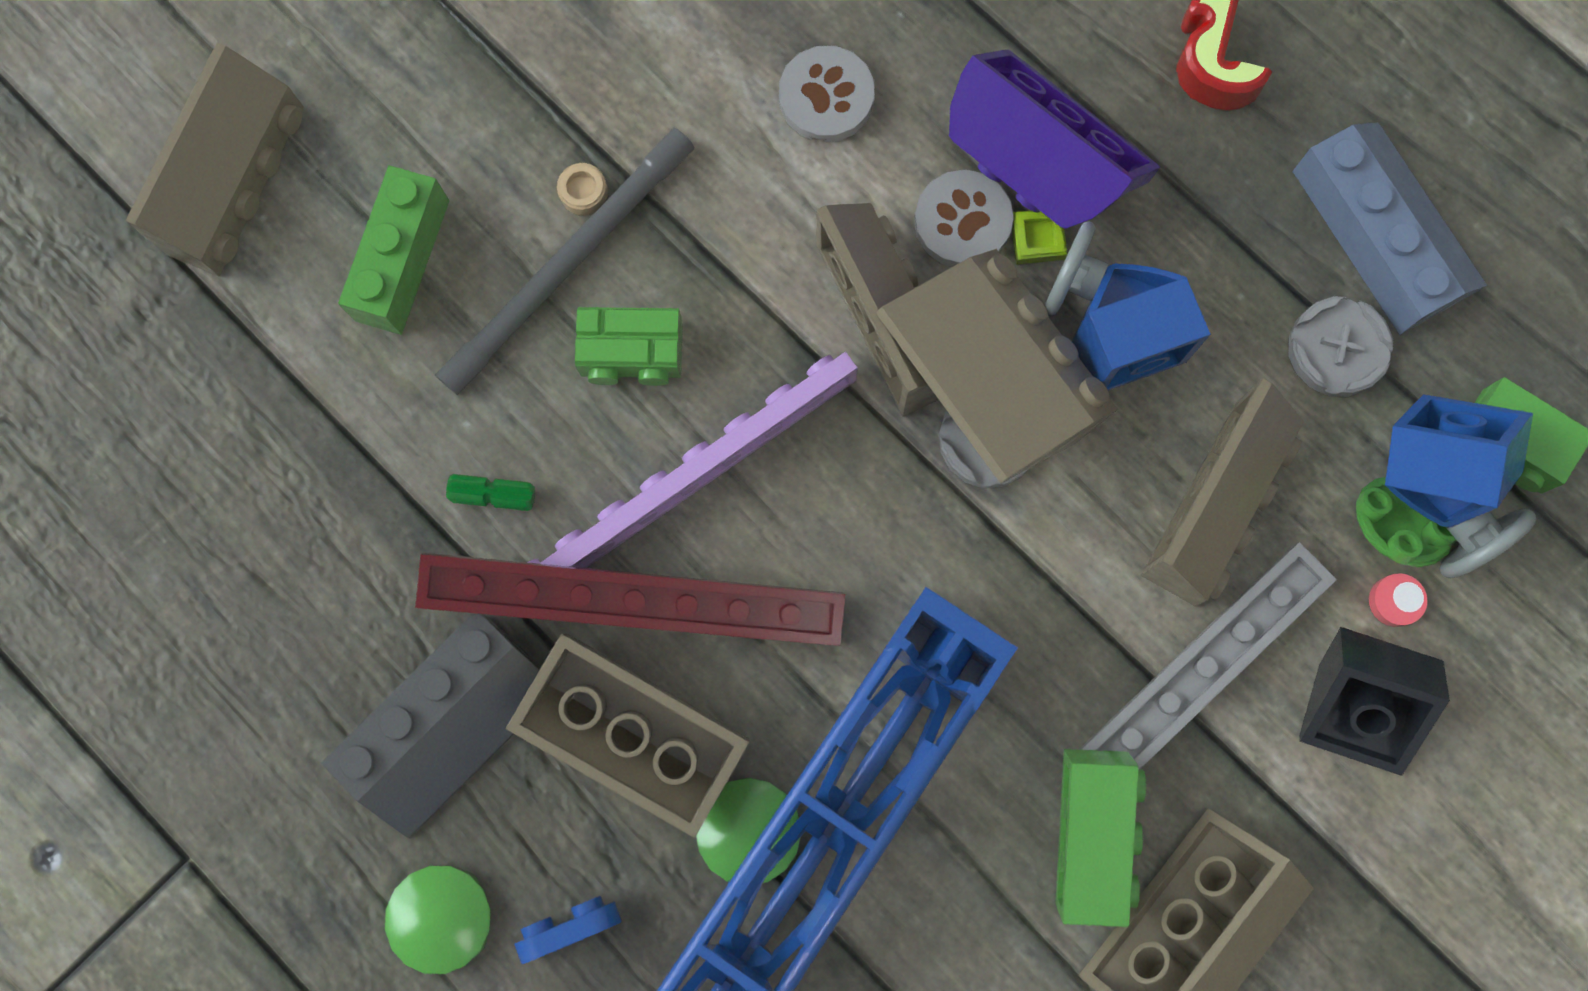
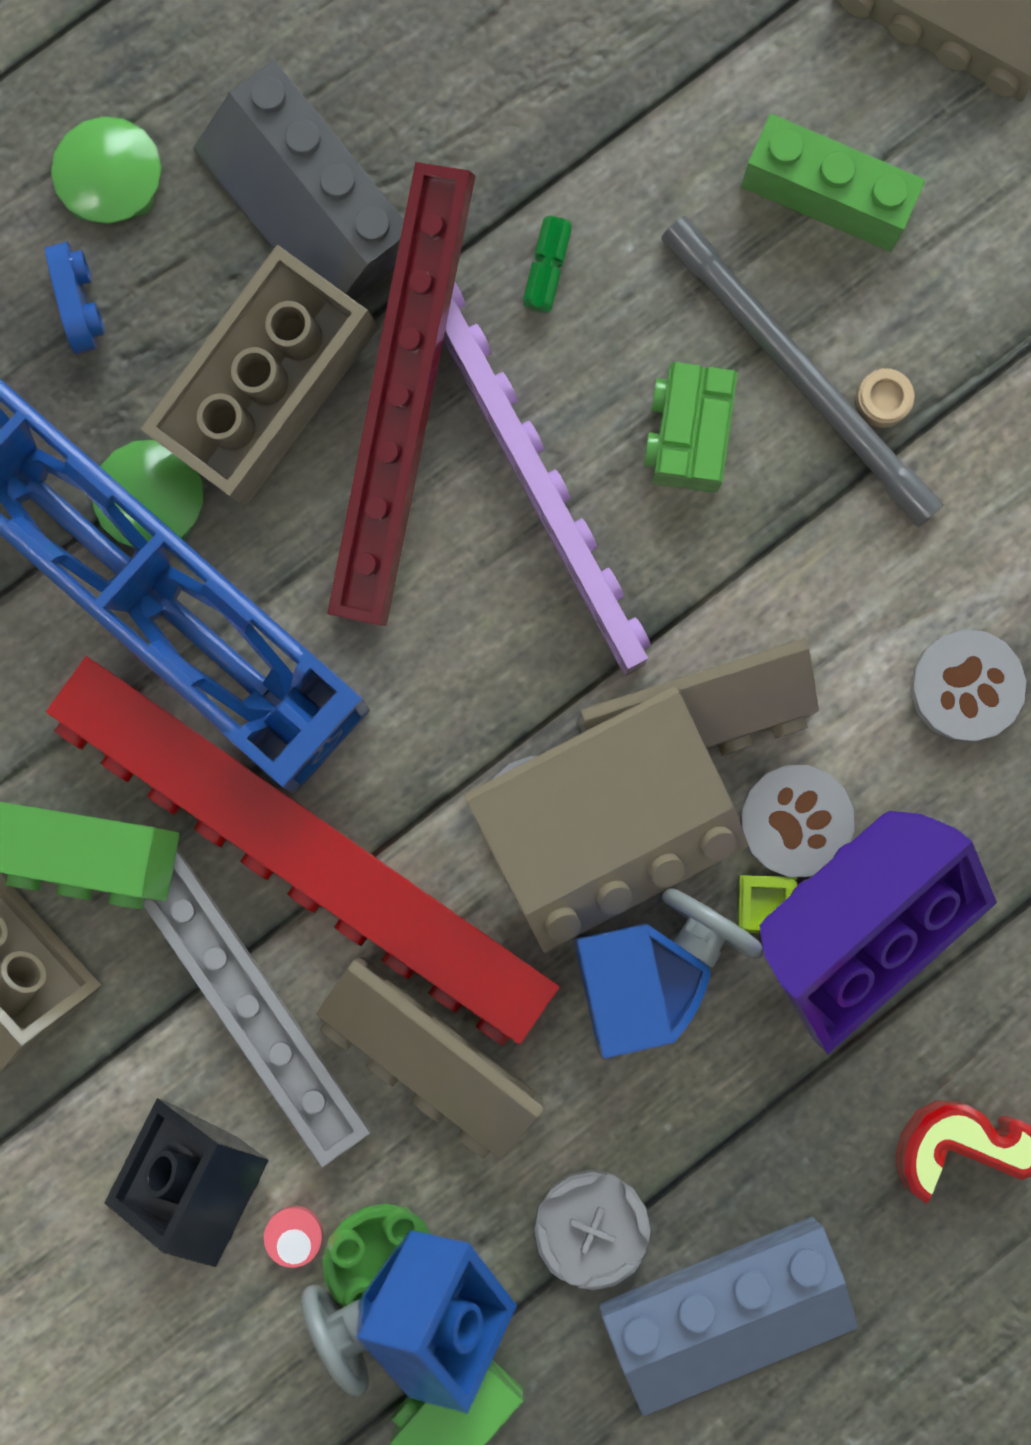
camera: 90 degrees right, 5 degrees up
(1057, 641) = (303, 851): none -> red brick

